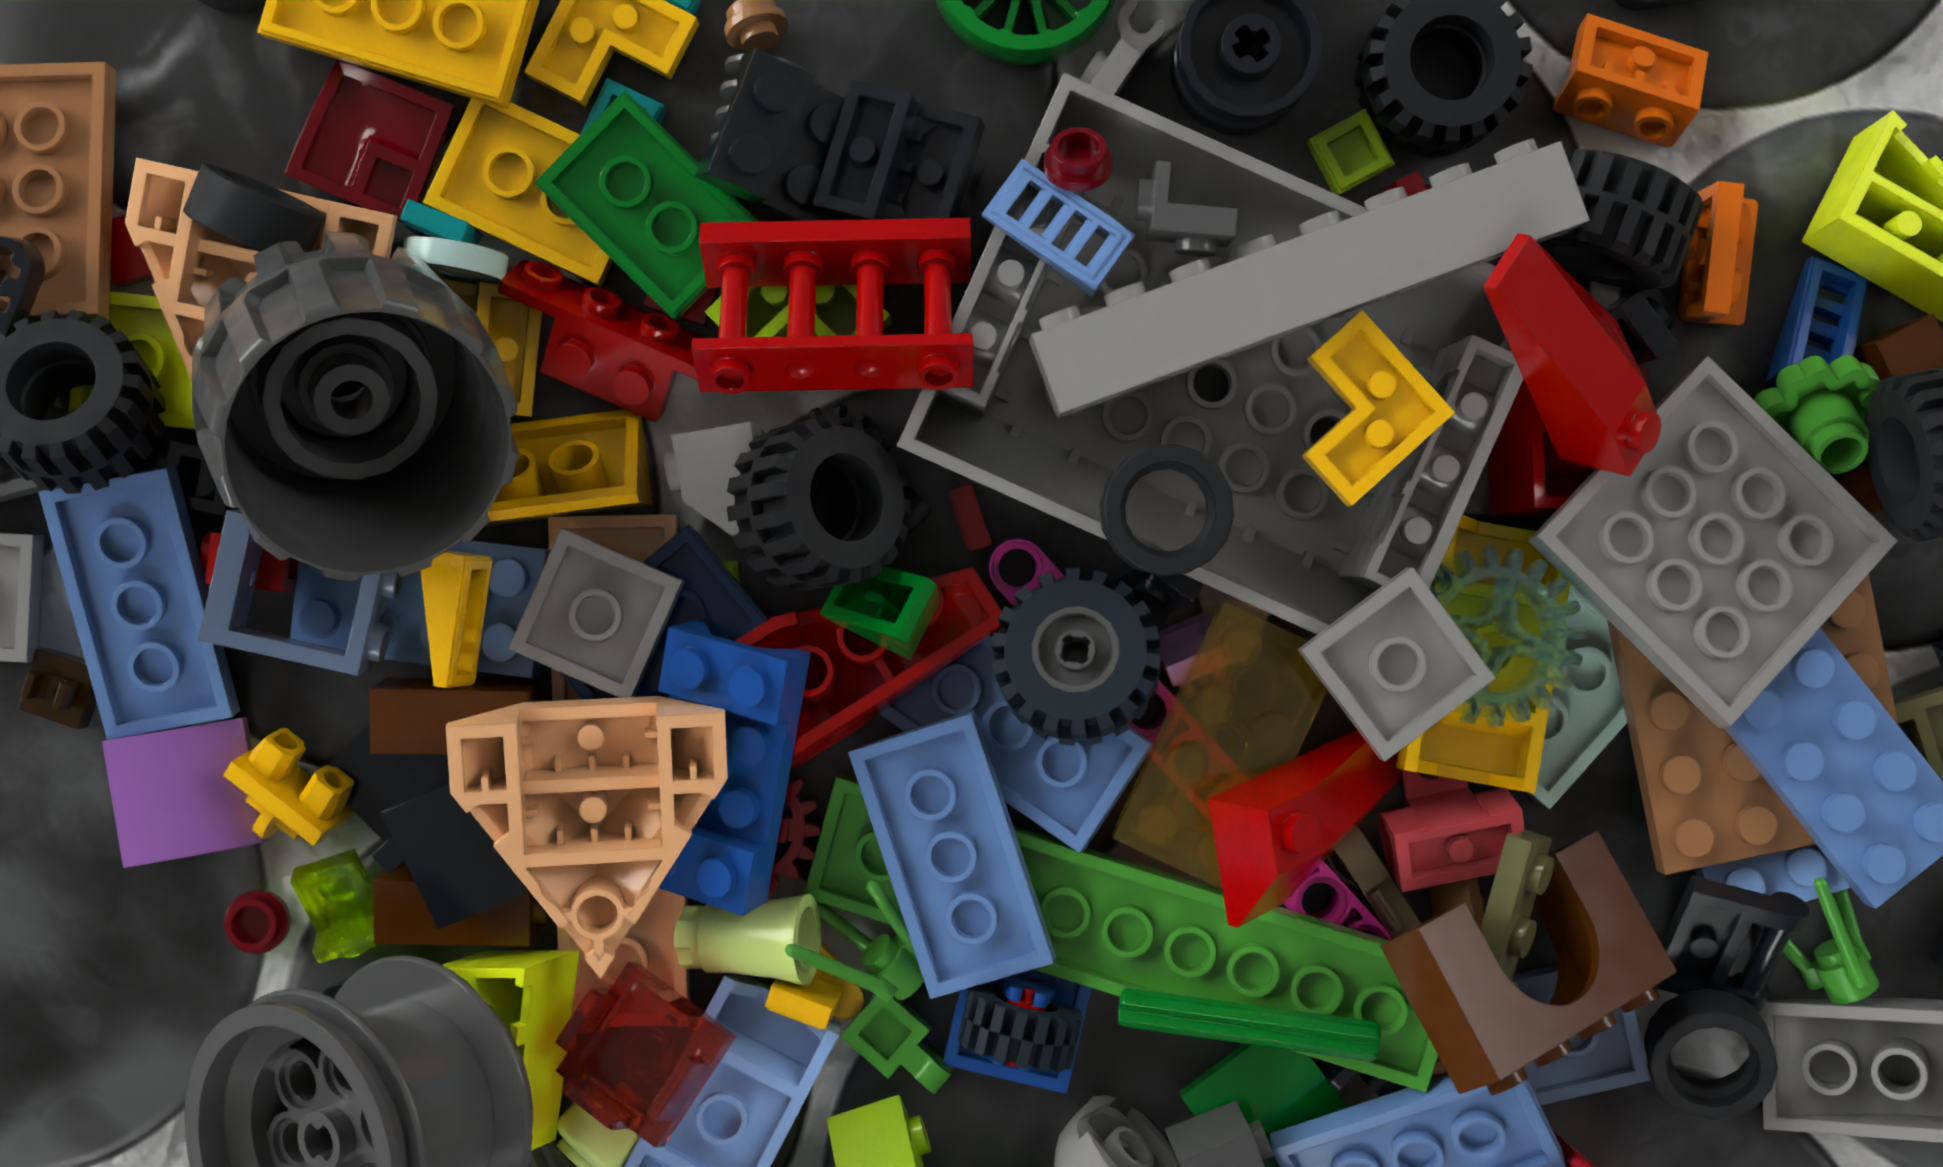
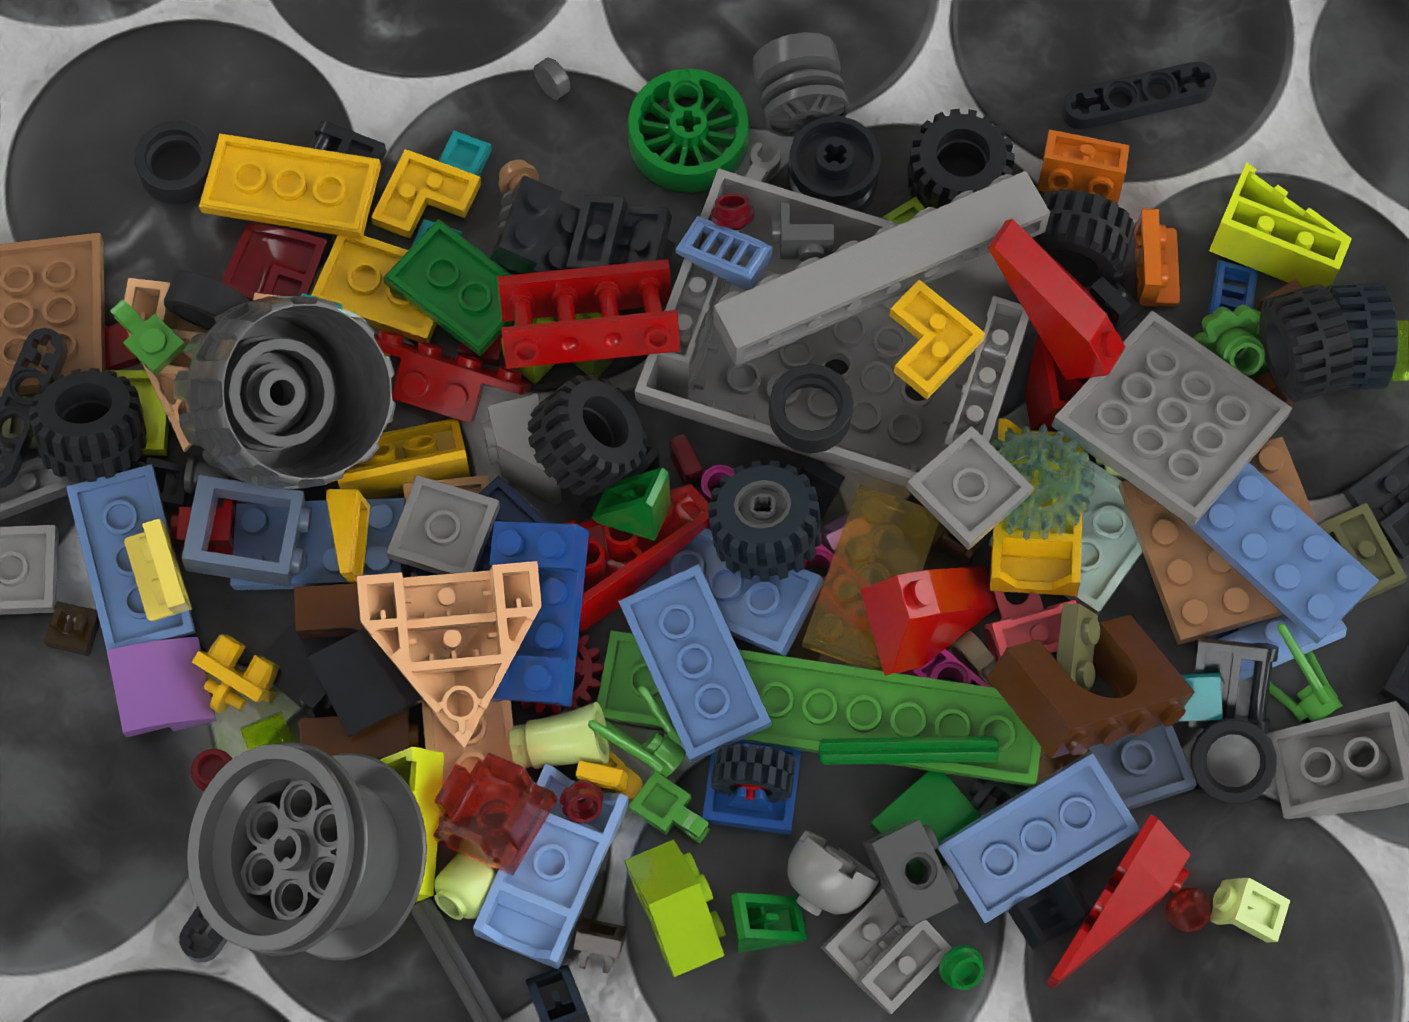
camera: 10 degrees left, 20 degrees down
(166, 268) = (149, 341): none -> bright green plate
(168, 630) = (157, 572): none -> light yellow bracket
(771, 1038) = (585, 809): none -> dark red plate
(1693, 959) = (1207, 699): none -> teal tile

